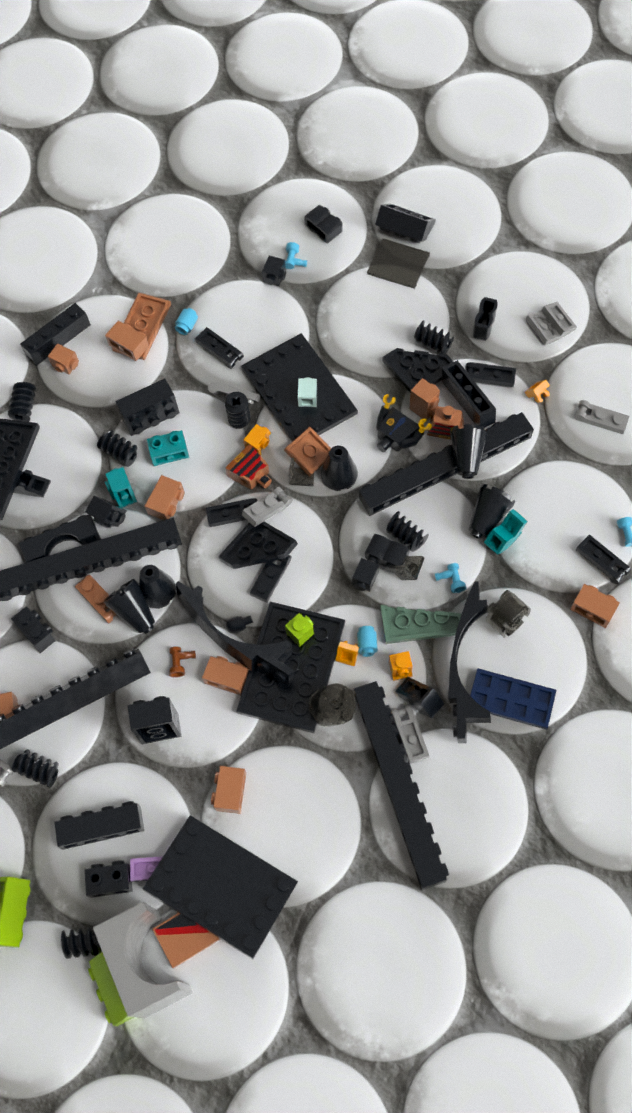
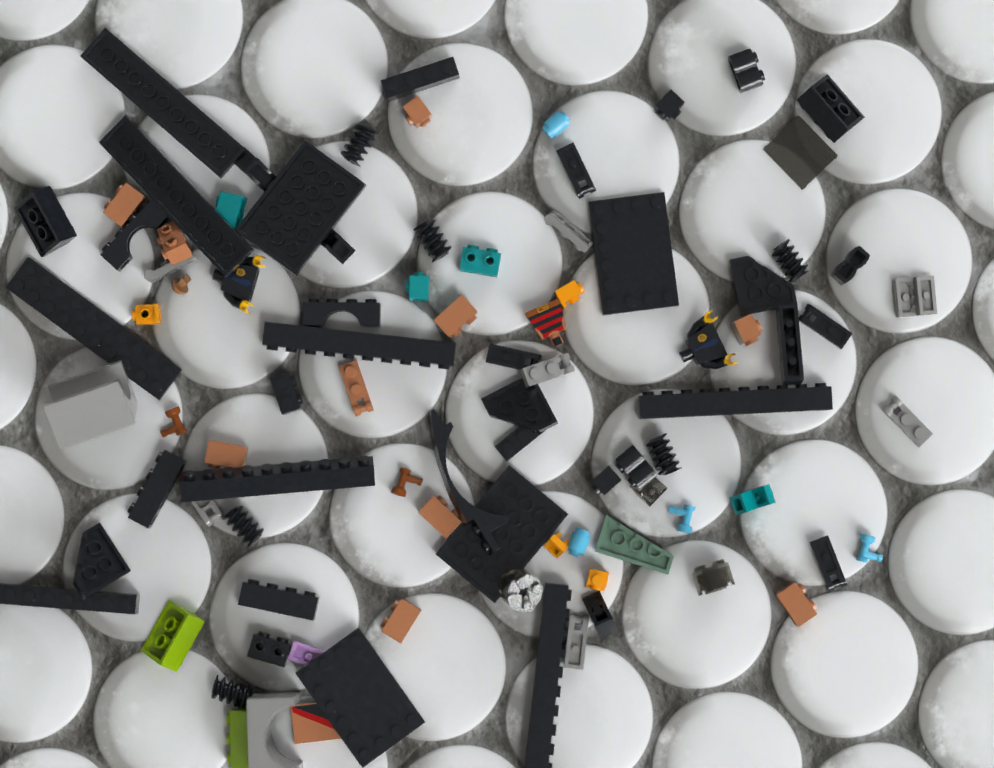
camera: 20 degrees right, 20 degrees up
(106, 512) = (395, 309): black brick -> none
(127, 340) = (488, 124): nougat brick -> none
(131, 606) = (381, 414): black cone -> none
(147, 316) = (509, 105): nougat tile -> none
(148, 407) = (478, 213): black brick -> none
(154, 720) = (360, 535): black brick -> none
(156, 586) = (418, 409): black cone -> none
(237, 410) = (564, 249): black piece -> none
(238, 624) = (471, 471): black cylinder -> none
(292, 249) = (693, 100): medium azure piece -> none
(298, 476) = (593, 350): clear smoke bracket -> none
(300, 629) = (523, 508): lime brick -> none
(307, 392) = (638, 267): light aqua brick -> none
(308, 451) = (612, 330): nougat plate -> none
(339, 469) = (624, 368): black cone -> none
(443, 420) = (754, 362): nougat torso -> none
(466, 709) = (633, 645): black slope -> none
(468, 448) = (757, 407): black cone -> none
(489, 510) = (748, 471): black cone -> none
(513, 698) = (679, 652): dark blue plate -> none
(536, 390) = (860, 365): light orange tile -> none

